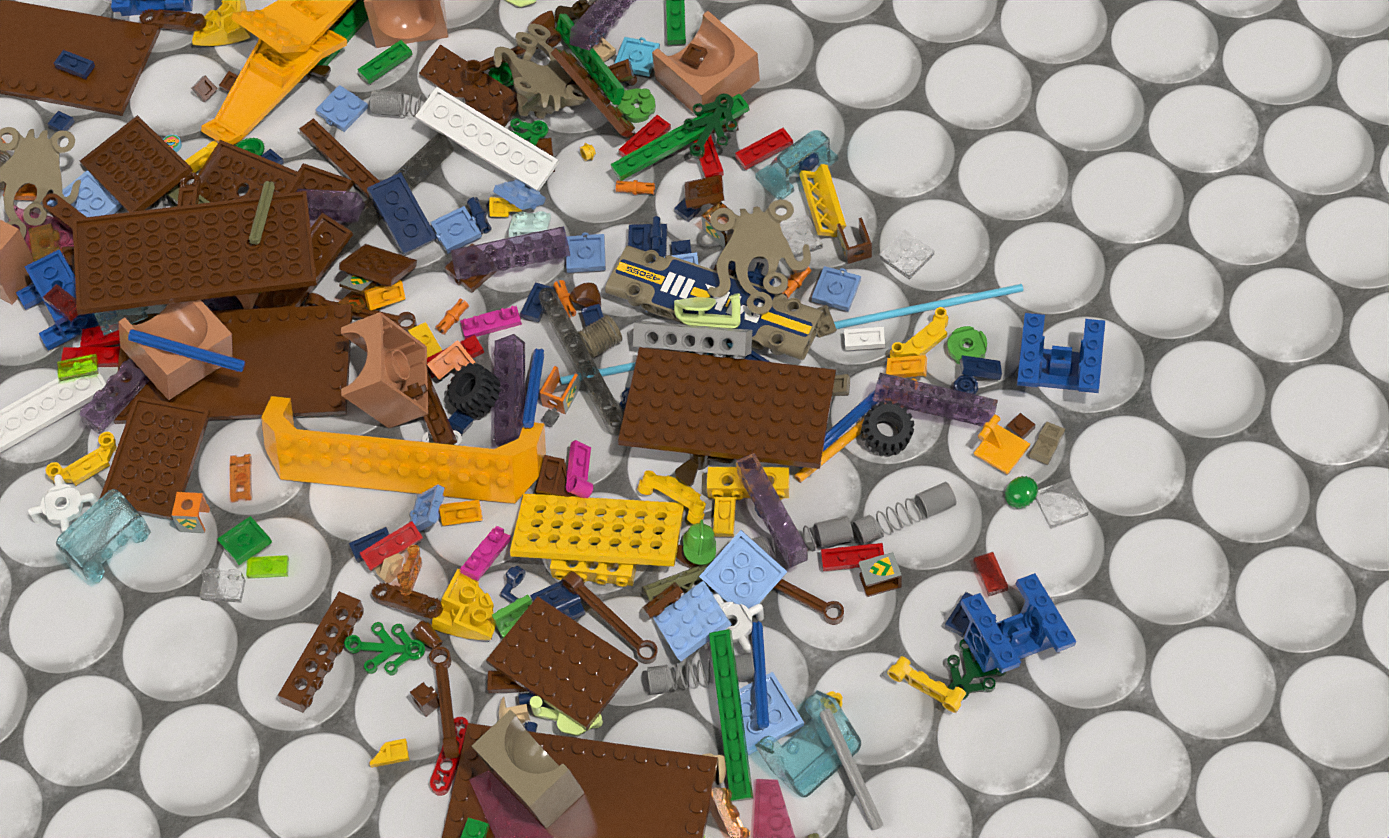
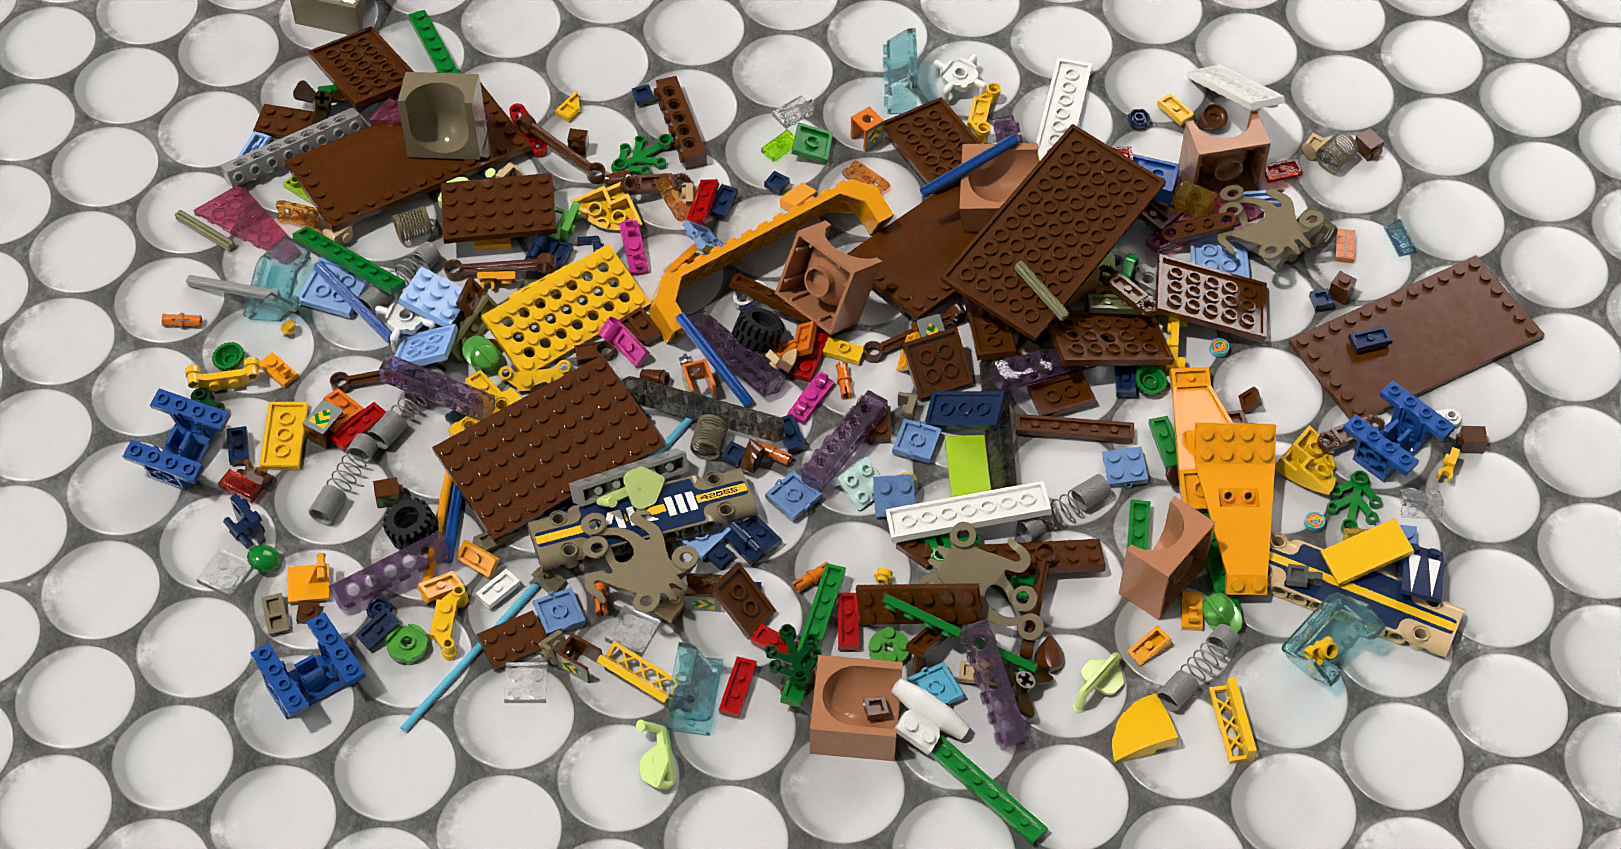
camera: 130 degrees right, 5 degrees down
(37, 116) = (1342, 287): none -> reddish brown brick
(294, 102) = (1164, 439): none -> green plate
(310, 503) = (796, 196): none -> light orange slope
(311, 528) = (776, 182): none -> dark blue plate
(320, 710) = (642, 94): none -> dark blue plate
(415, 389) = (795, 290): reddish brown plate -> none
(432, 255) = (908, 403): none -> dark tan bracket
(447, 181) = (967, 464): none -> lime tile
(479, 215) = (911, 464): dark blue pin -> none
(482, 352) = (785, 362): none -> tan plate
(585, 422) = (655, 375): none -> reddish brown cone
(613, 488) = (589, 351): none -> reddish brown piece
(622, 611) = (504, 277): none -> light orange plate
(640, 721) = (410, 221): none -> dark tan piece
(663, 33) = (925, 717): none -> white plate
(849, 584) = (347, 404): none -> orange plate
(858, 371) = (477, 558): none -> light orange plate
(863, 262) = (551, 645): none -> dark tan bracket
(870, 129) = (658, 761): none -> yellowish green piece
(874, 668) = (278, 370): none -> light orange plate
(879, 477) = (387, 492): none -> reddish brown brick
(888, 291) = (512, 640): none -> reddish brown plate
(907, 707) = (228, 356): none -> green hat
(917, 784) = (168, 319): none -> orange pin
(918, 599) = (284, 436): none -> yellow tile
(970, 572) = (257, 475): none -> reddish brown plate
(1015, 530) = (247, 523): none -> dark blue plate

